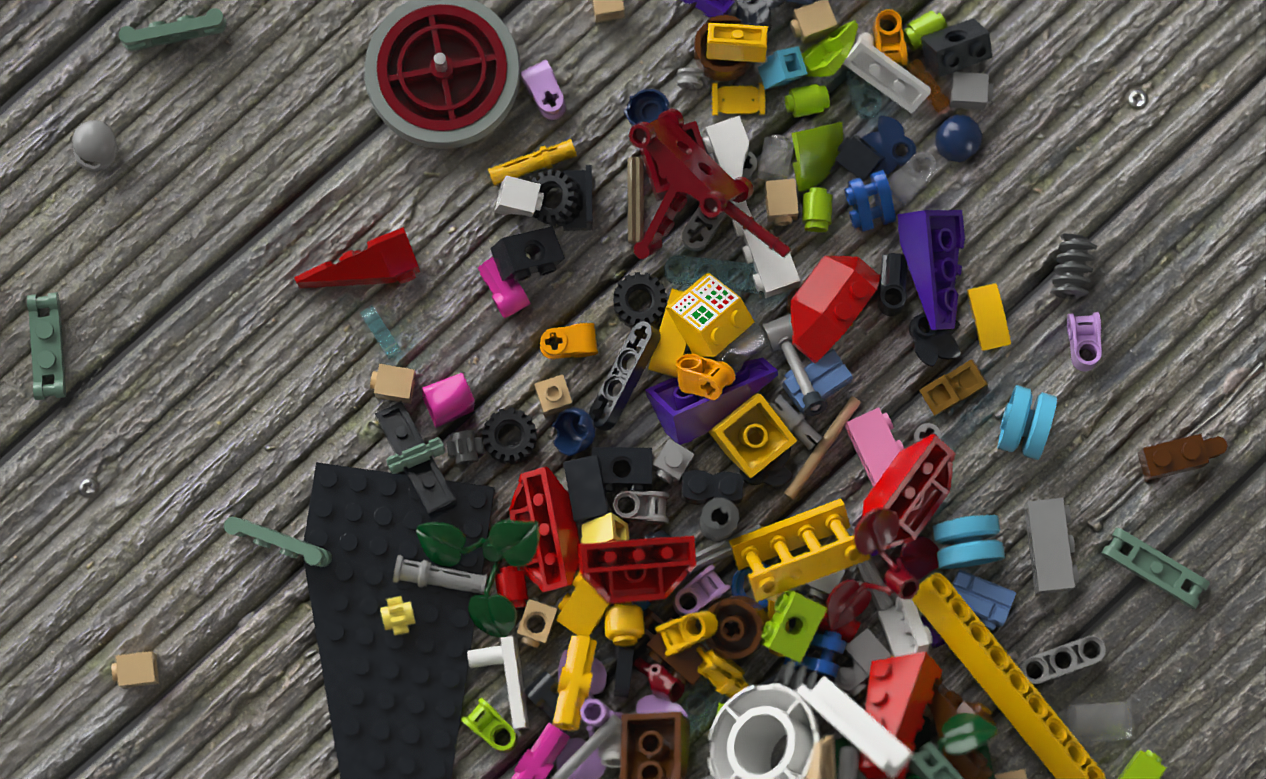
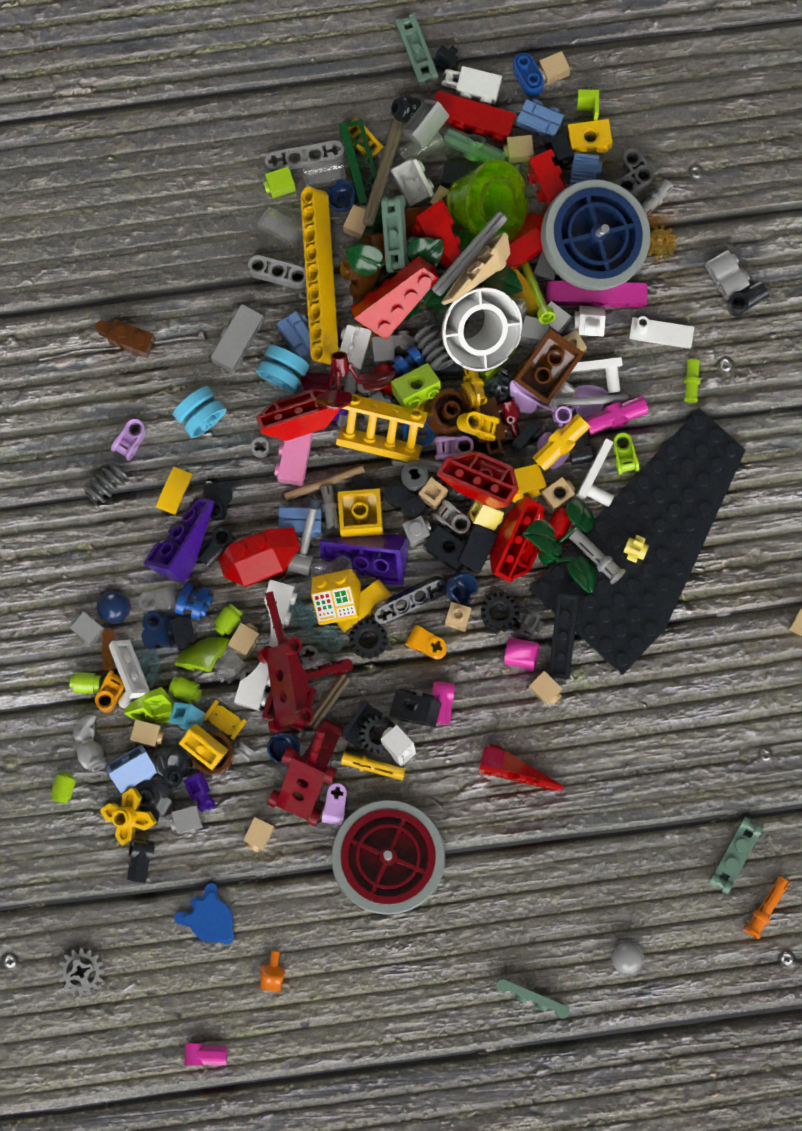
camera: 140 degrees left, 0 degrees up
(289, 545) = (678, 646): sand green plate -> none
(380, 332) = (533, 725): clear light blue beam -> none
(415, 455) = (563, 634): sand green axle -> none
(597, 100) = (308, 774): none -> dark red piece
(624, 623) = (510, 454): yellow head -> none
(684, 518) = (433, 493): none -> tan brick
(693, 705) = (503, 379): none -> black gear
(703, 376) = (365, 564): light orange piece -> none
(857, 726) = (424, 298): white fence -> none
(953, 387) = (224, 465): pearl gold slope -> none
(956, 47) = (76, 657): black brick -> none
(1155, 568) = (187, 287): sand green plate -> none

